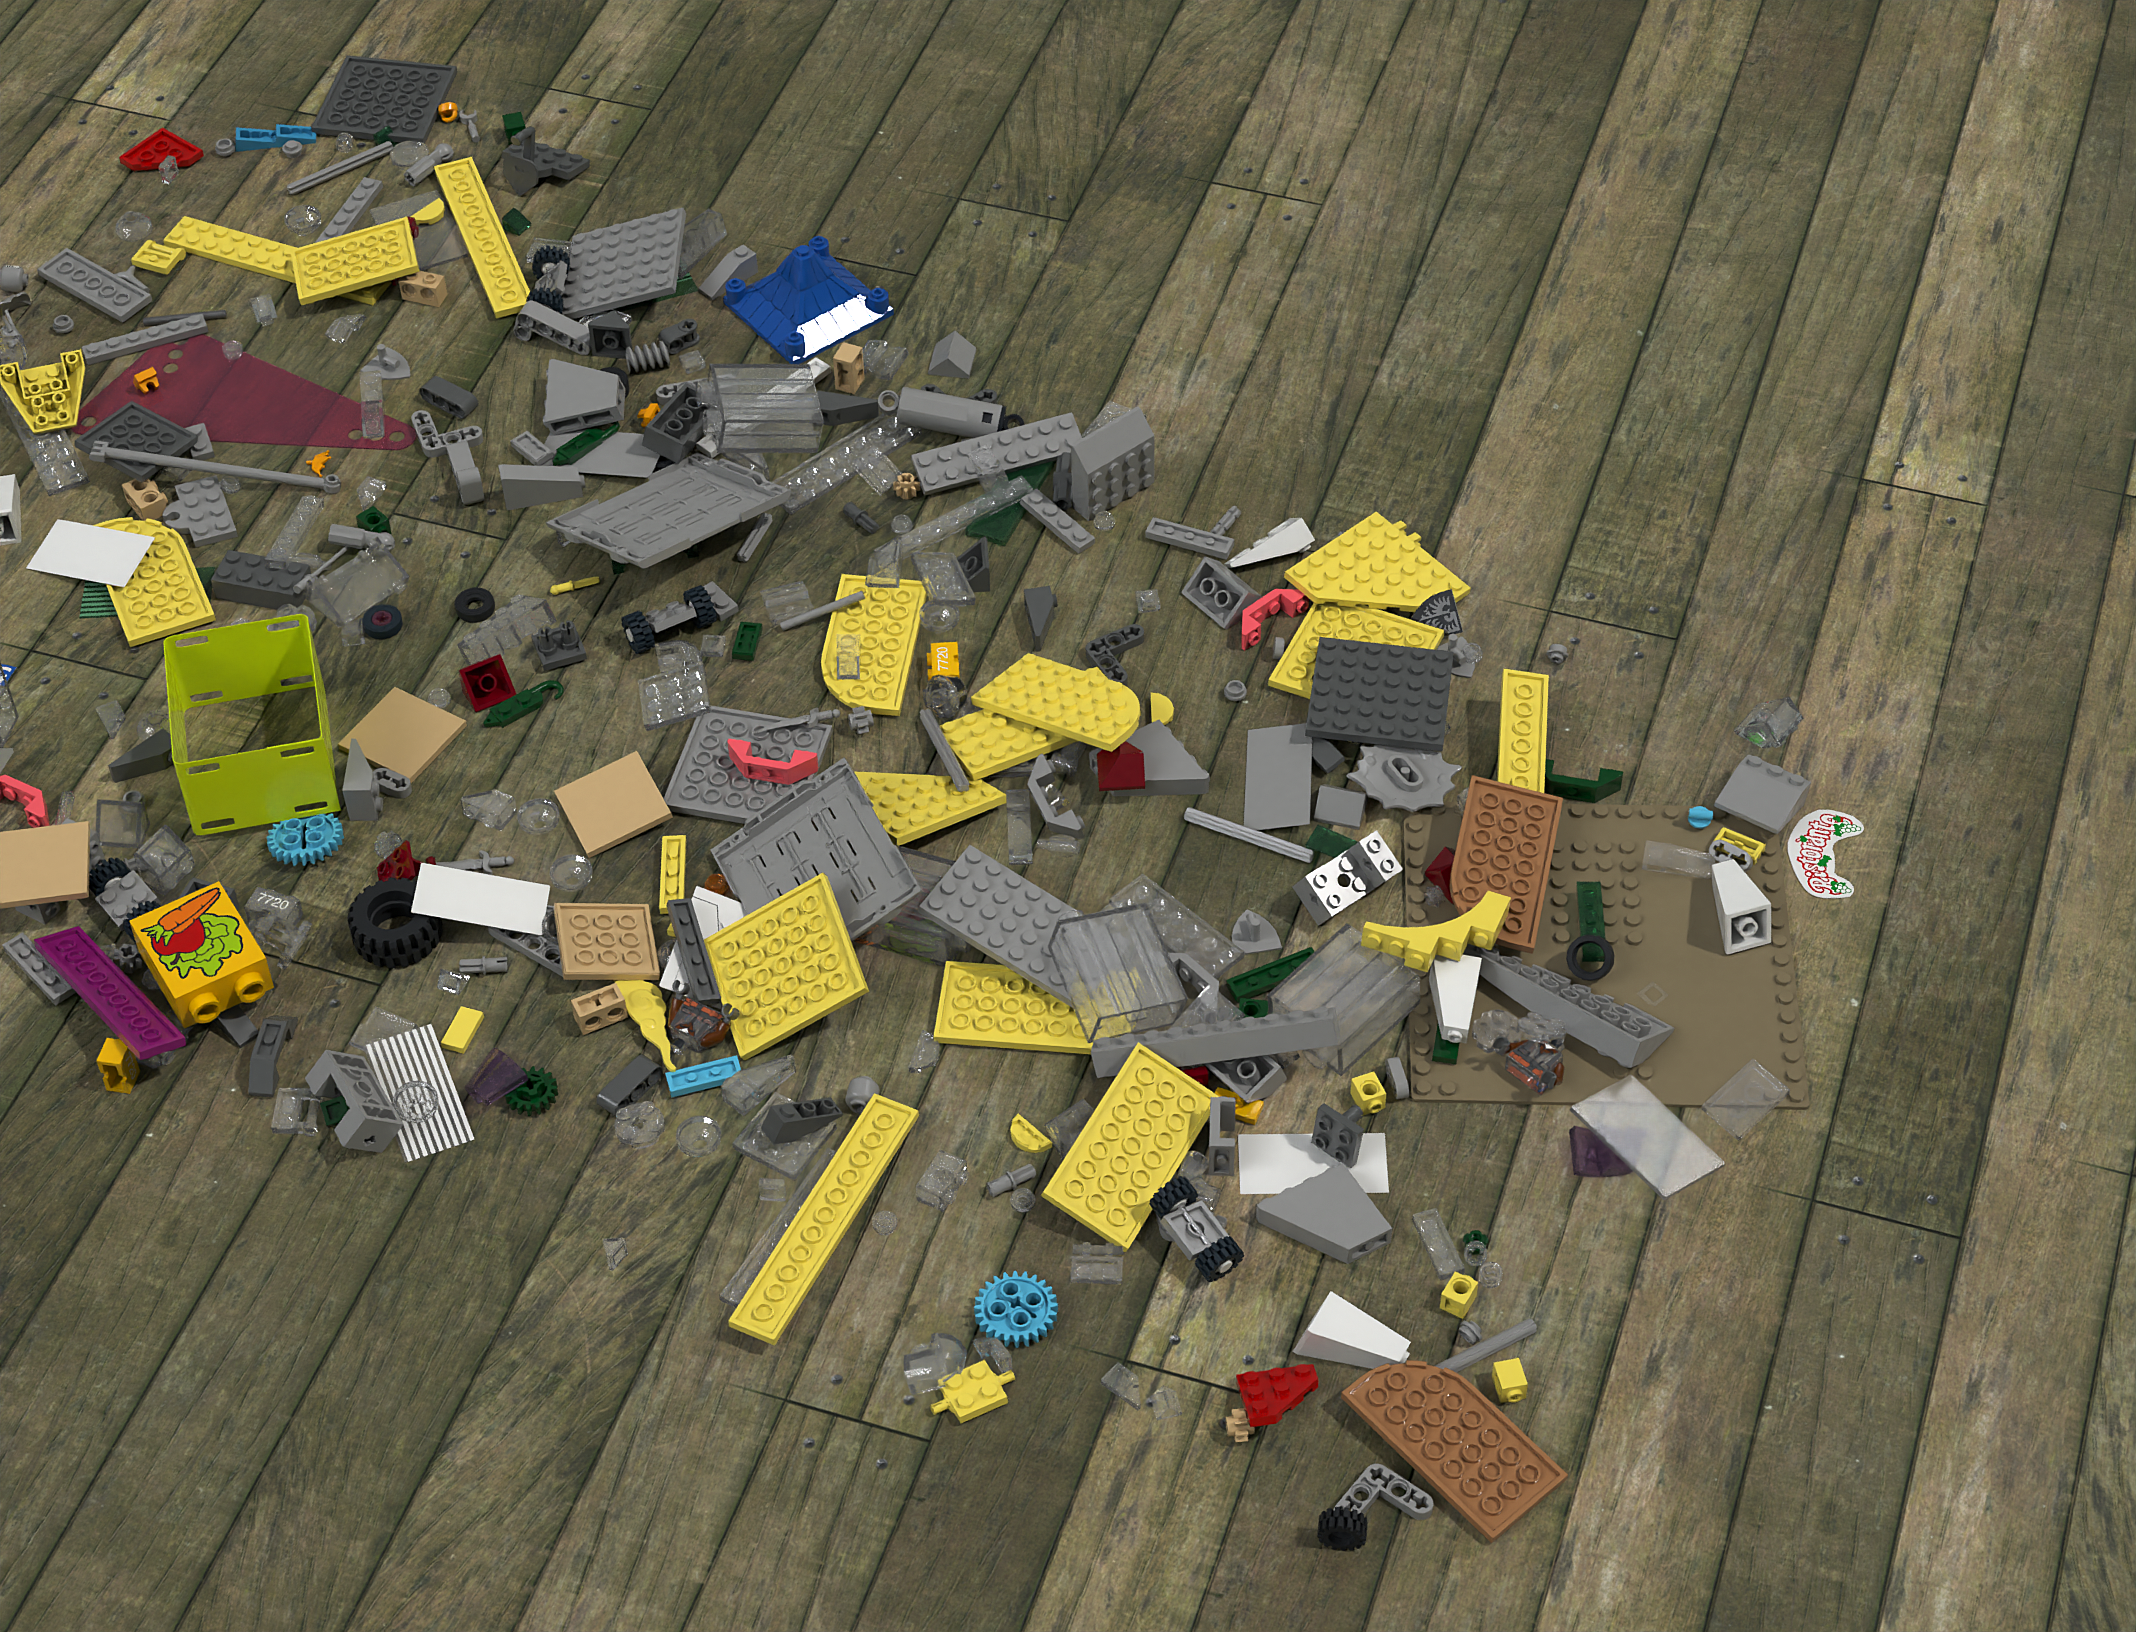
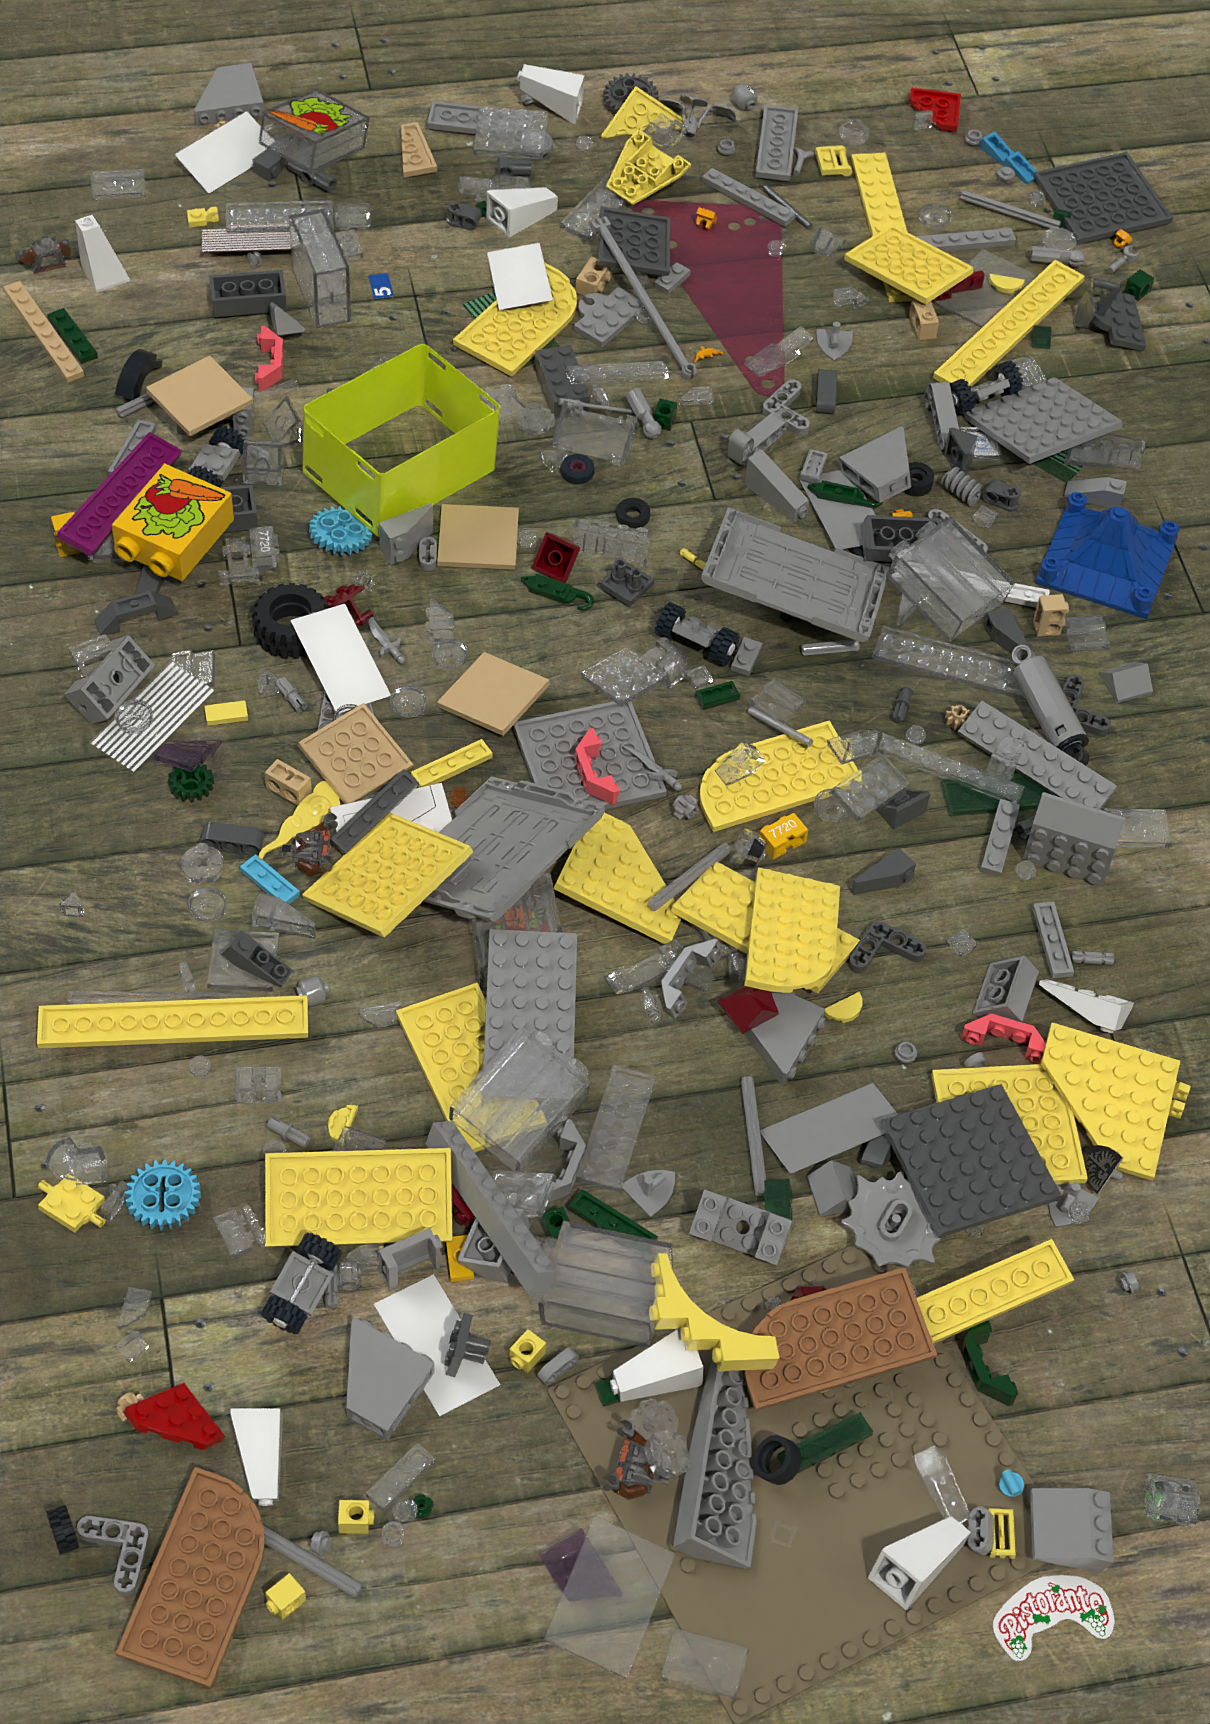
camera: 55 degrees right, 5 degrees up
(877, 470) = (958, 688): clear plate -> none

